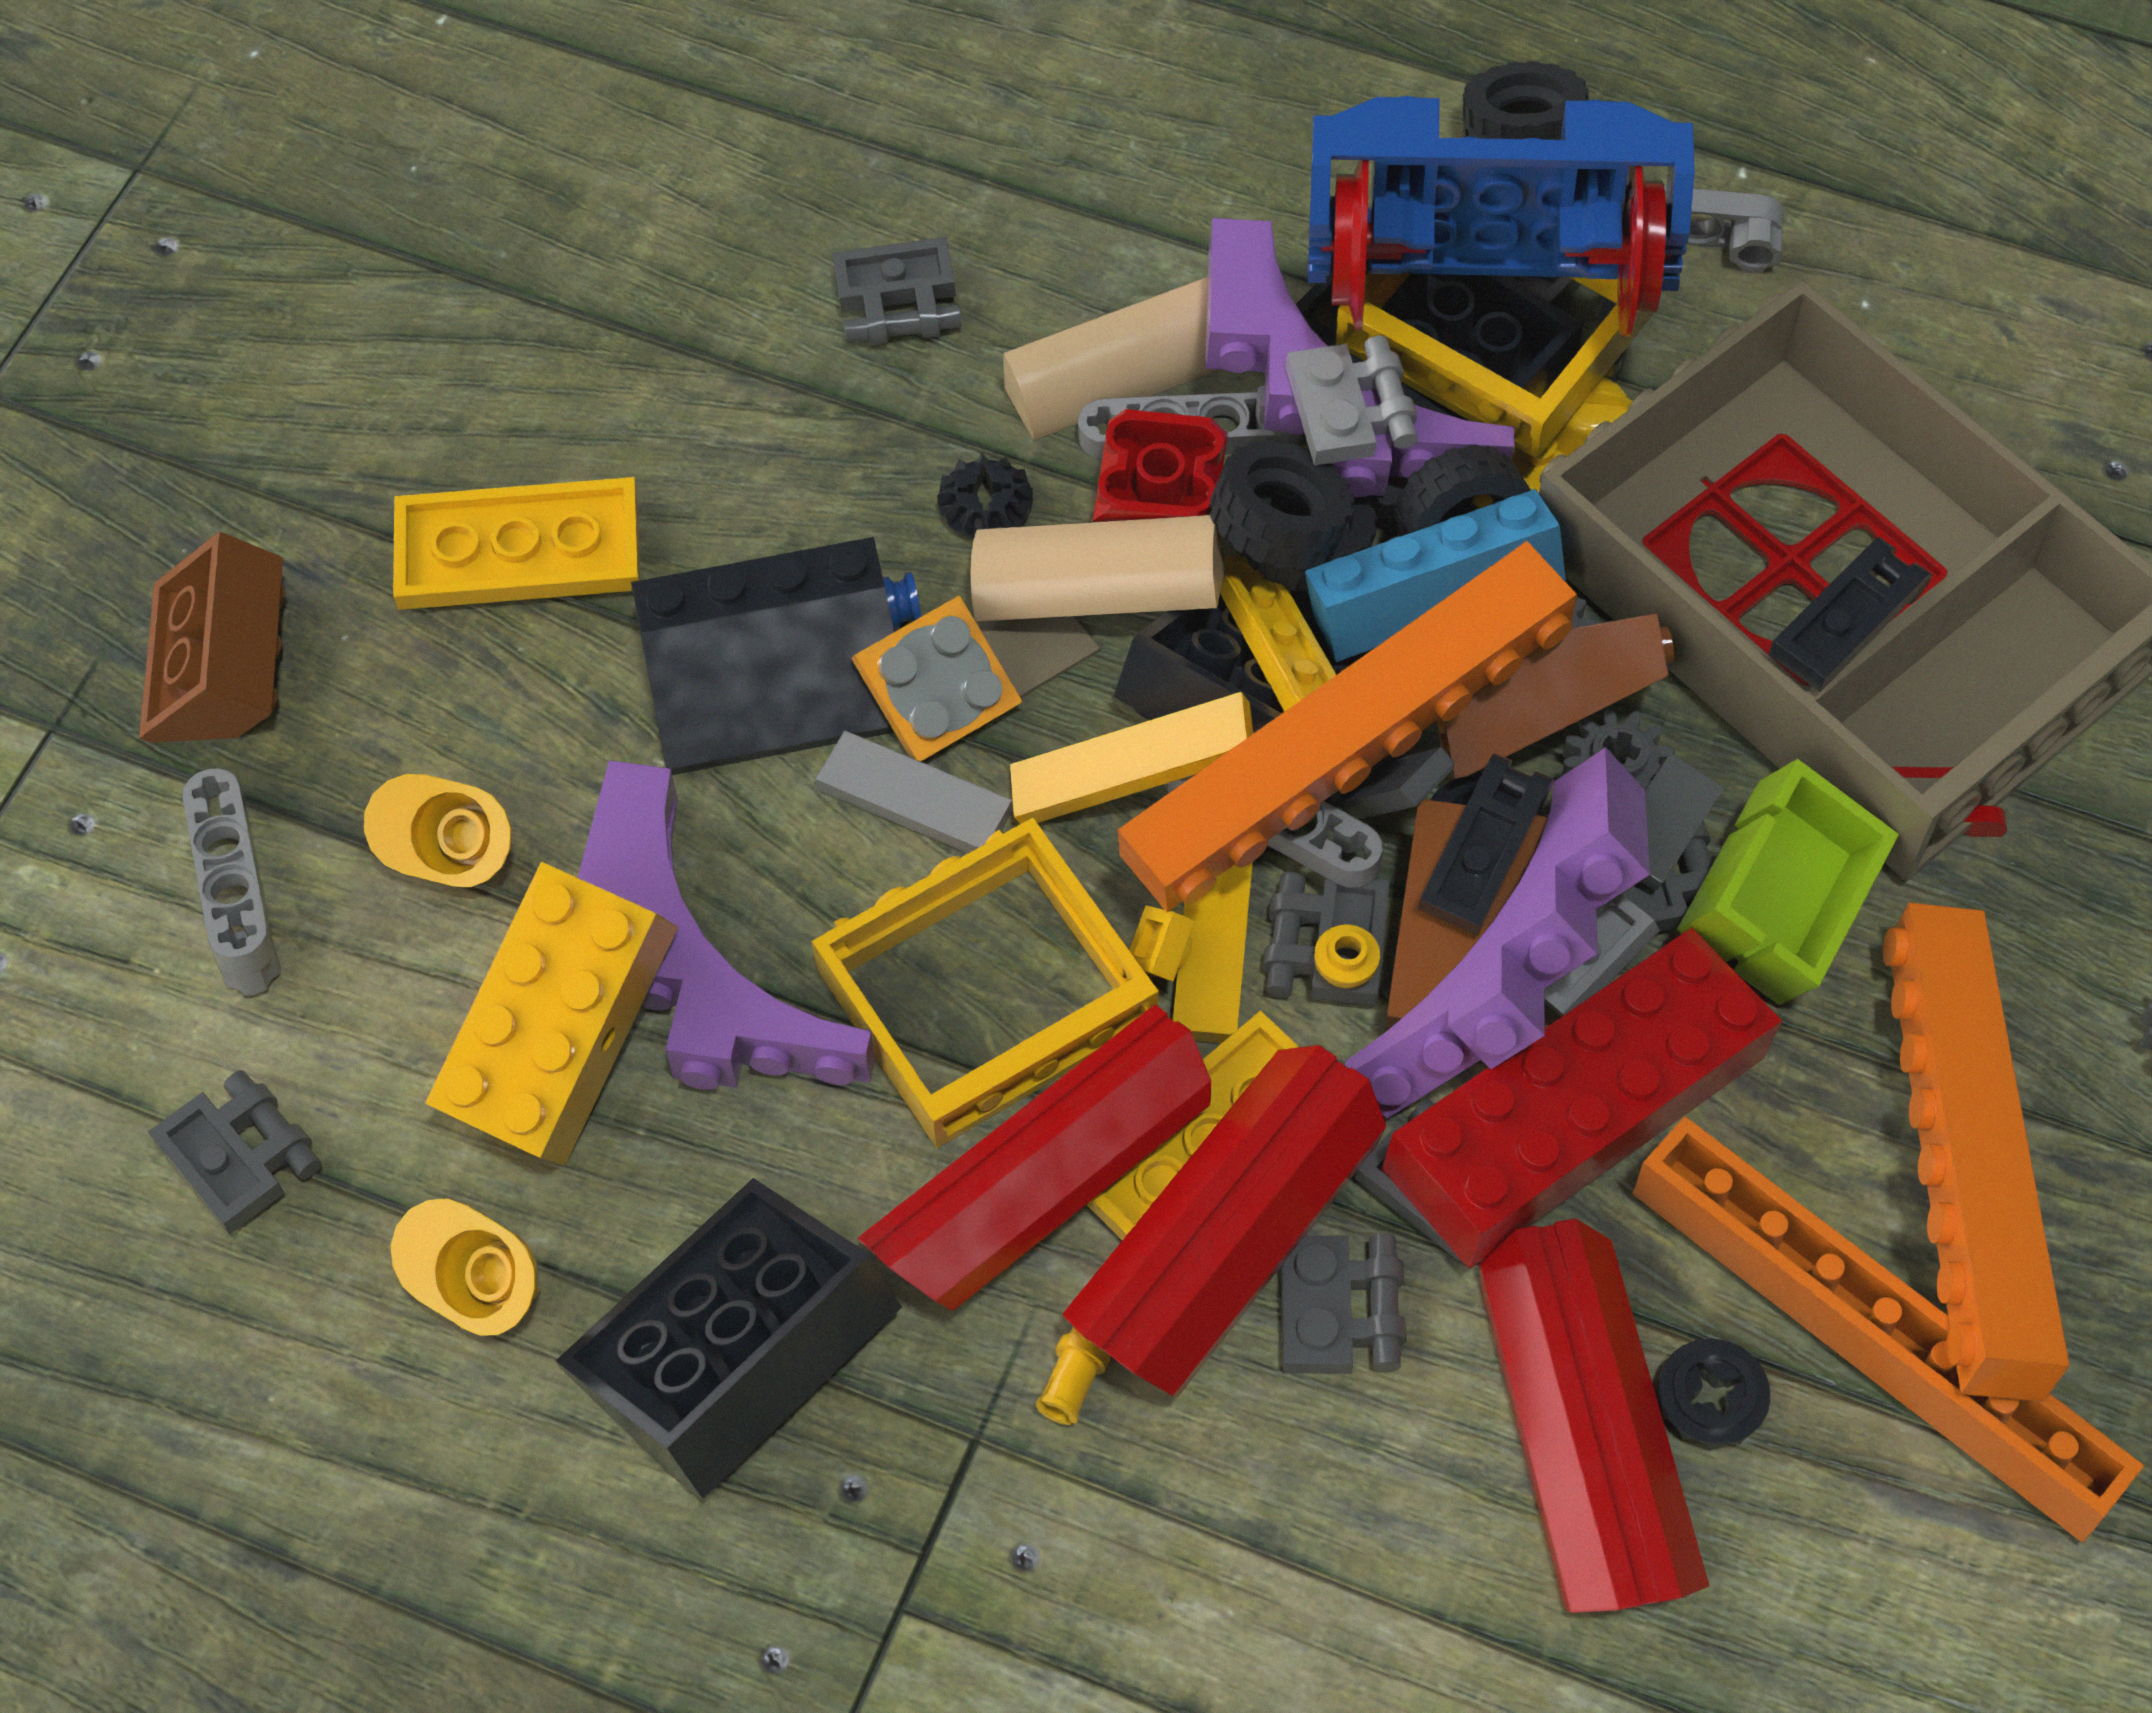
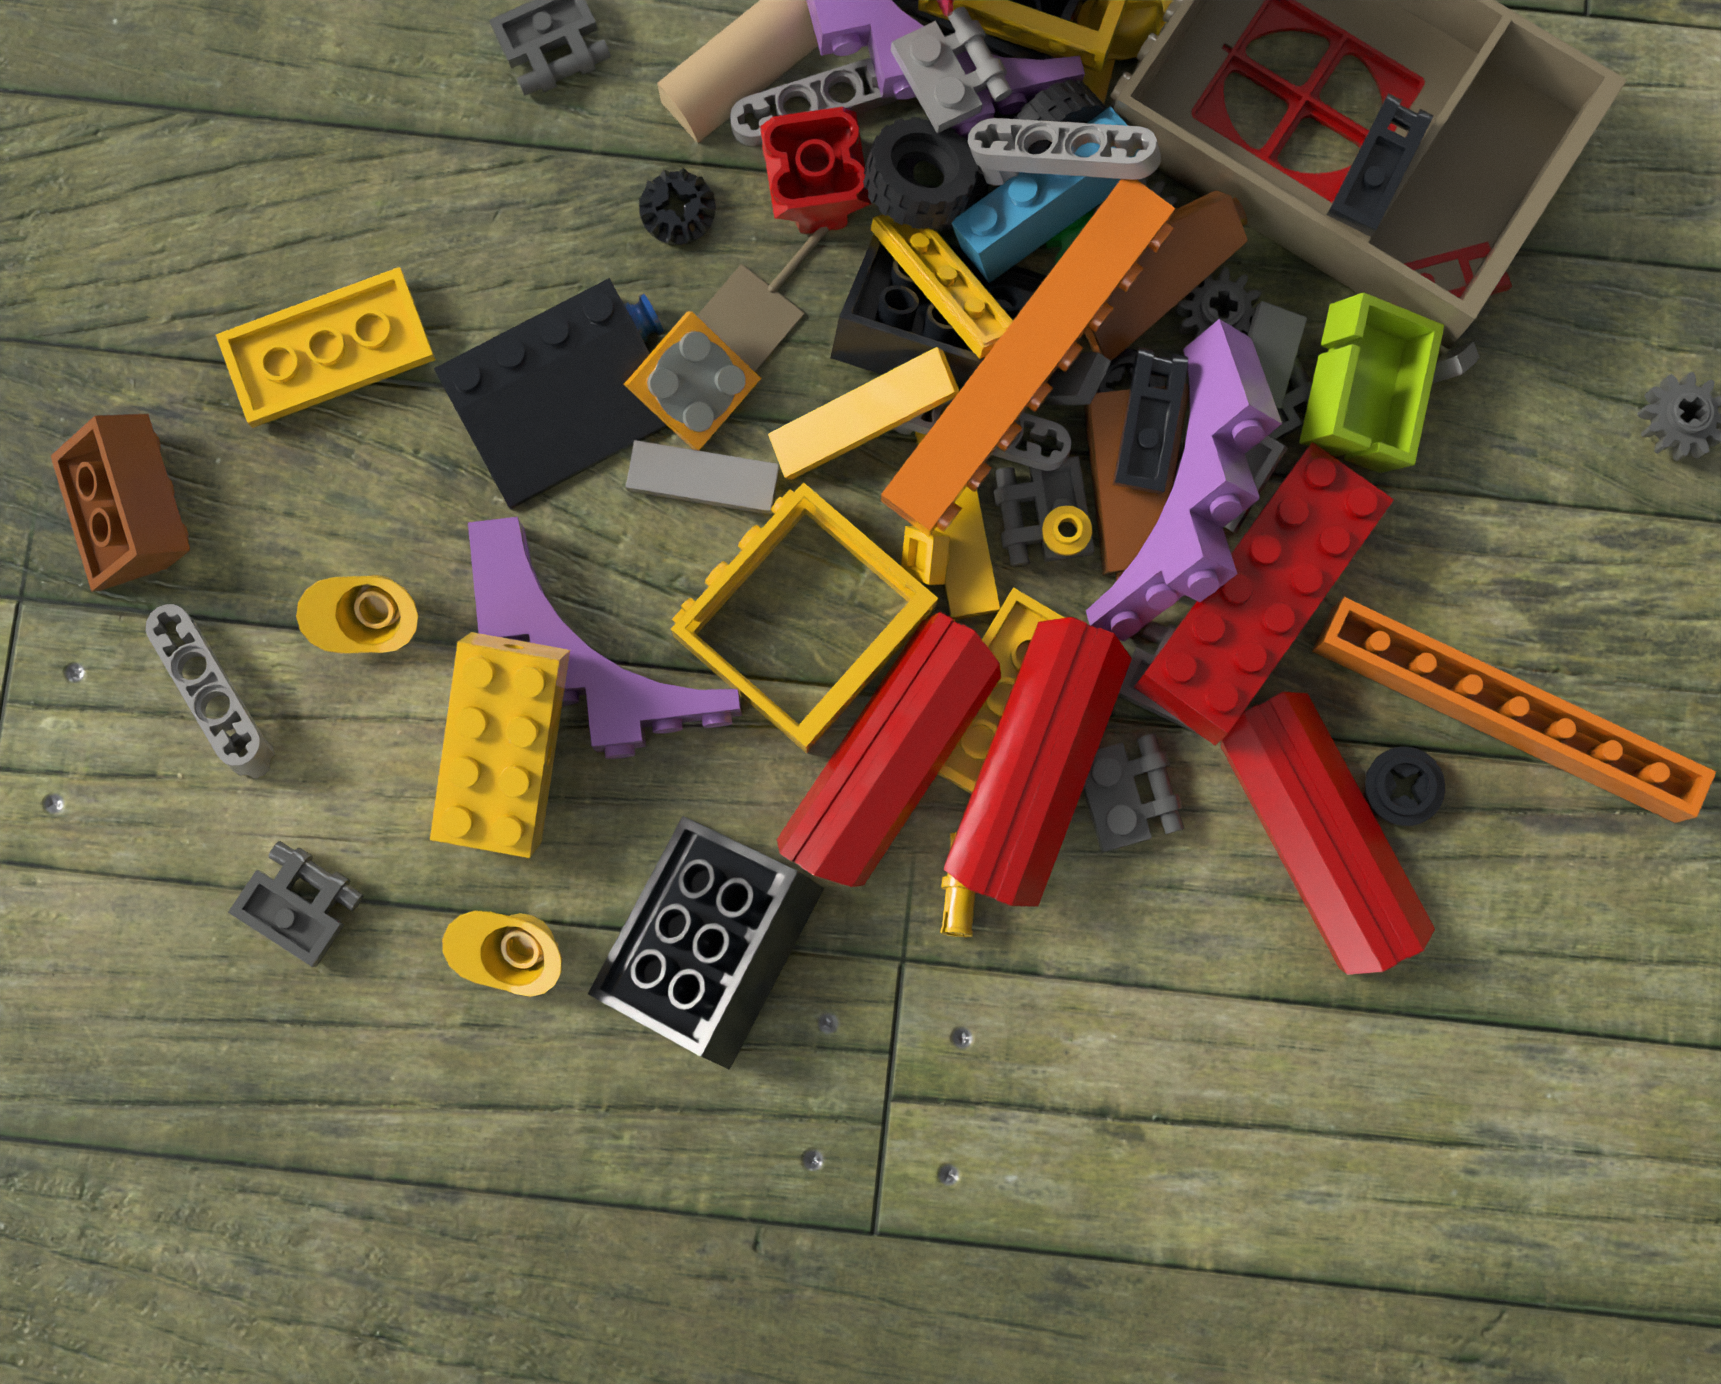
camera: 20 degrees left, 20 degrees up
(1096, 568) = (788, 257): tan brick -> none
(1391, 497) = (1002, 147): none -> light grey beam
(1900, 893) = (1455, 362): none -> light grey tile
(1974, 1156) = (1551, 564): orange brick -> none

